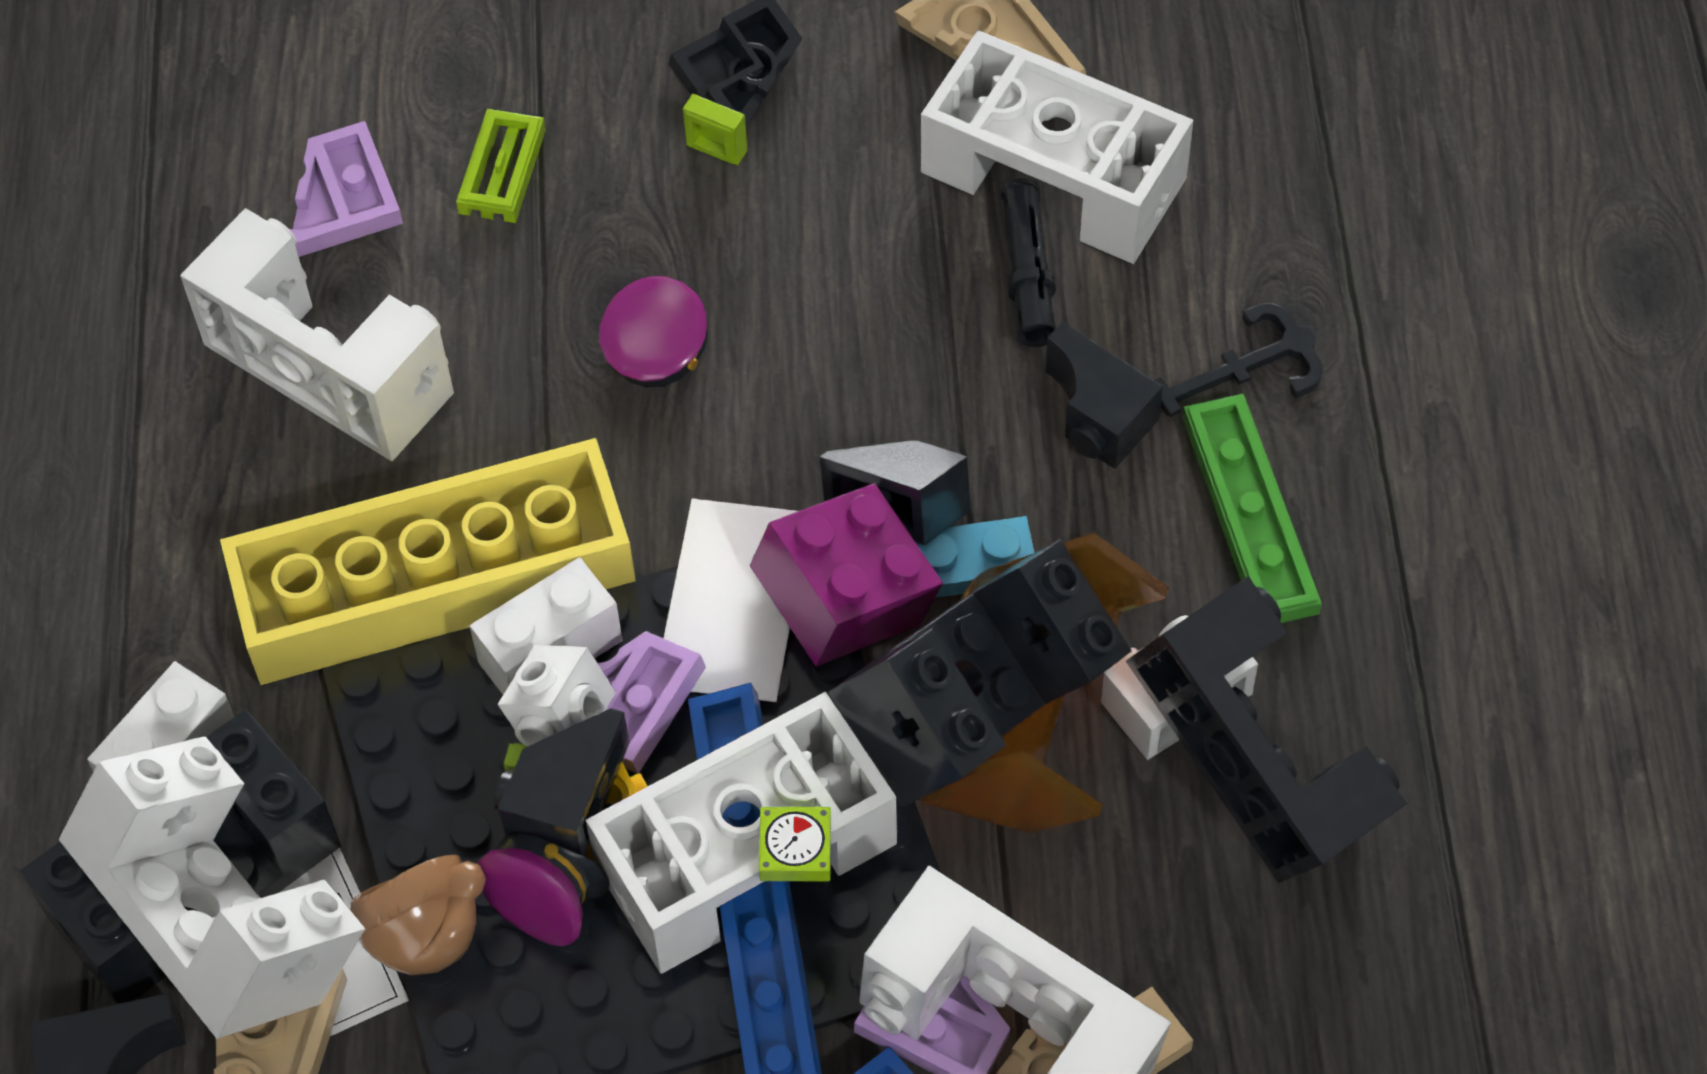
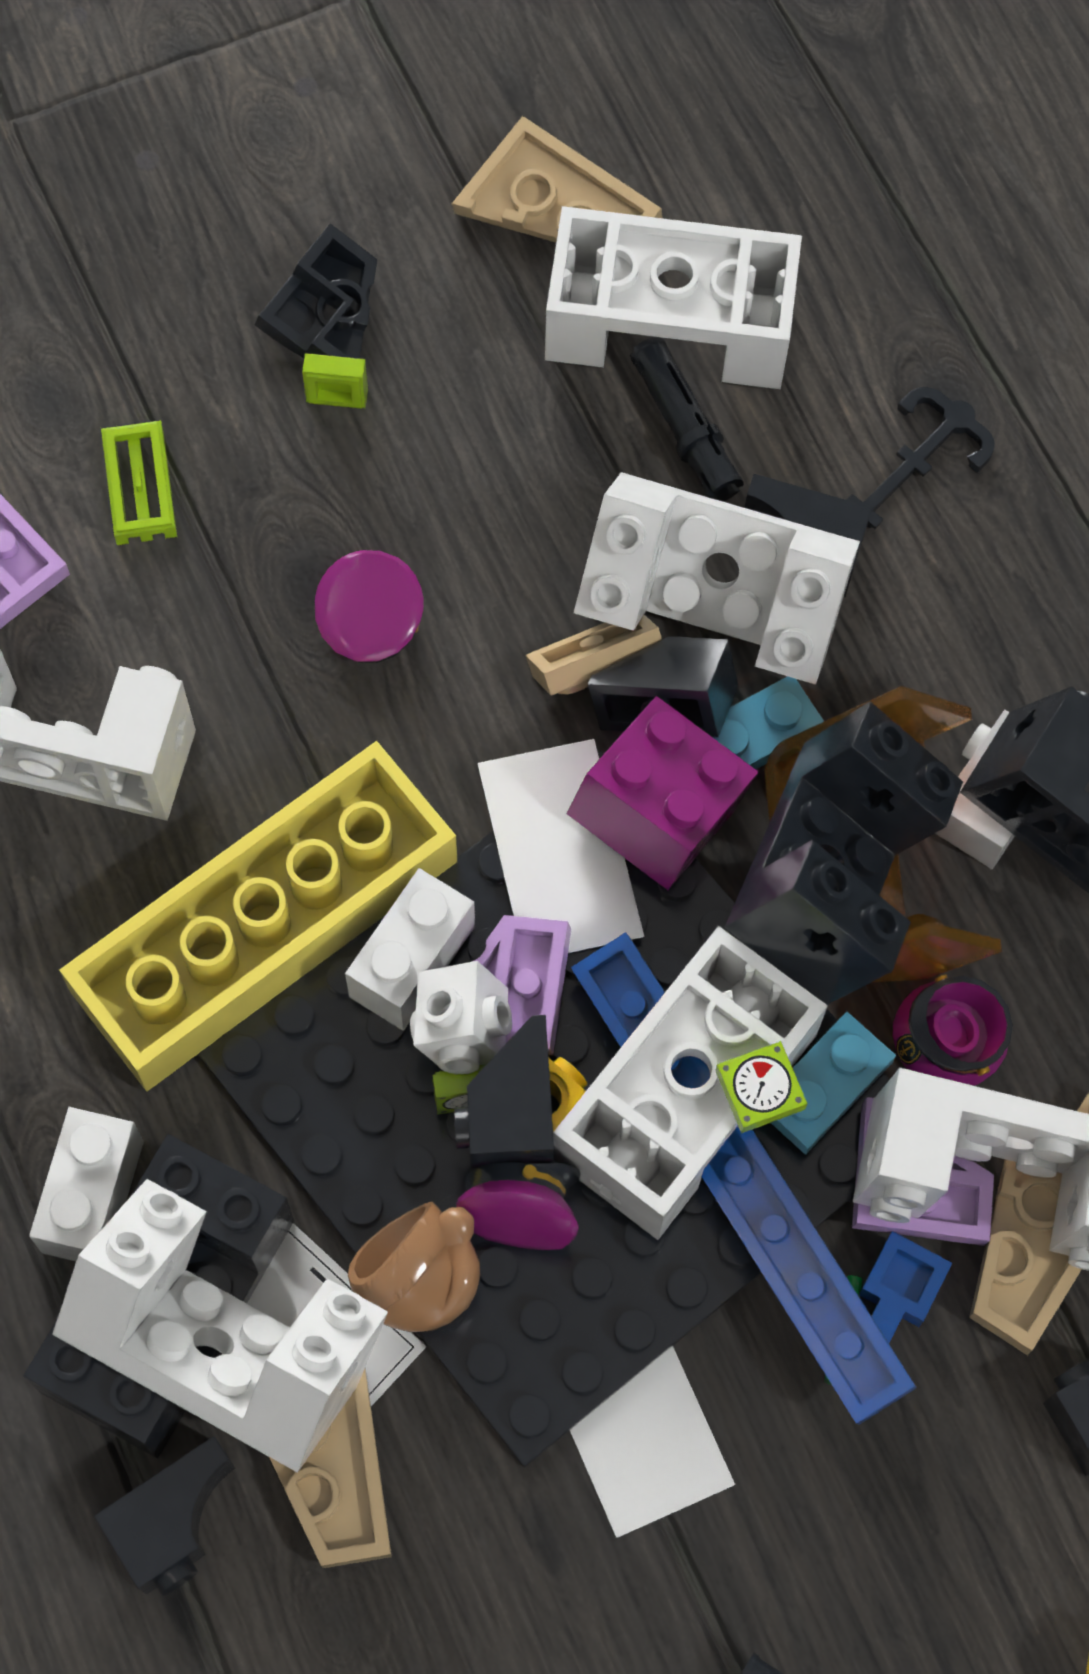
camera: 25 degrees left, 10 degrees up
(814, 437) = (569, 663): none -> tan plate
(868, 893) = (833, 1079): none -> medium azure plate
(931, 361) = (654, 555): none -> white plate
(1040, 884) = (953, 1029): none -> magenta piece
(1250, 504) = (985, 596): bright green tile -> none

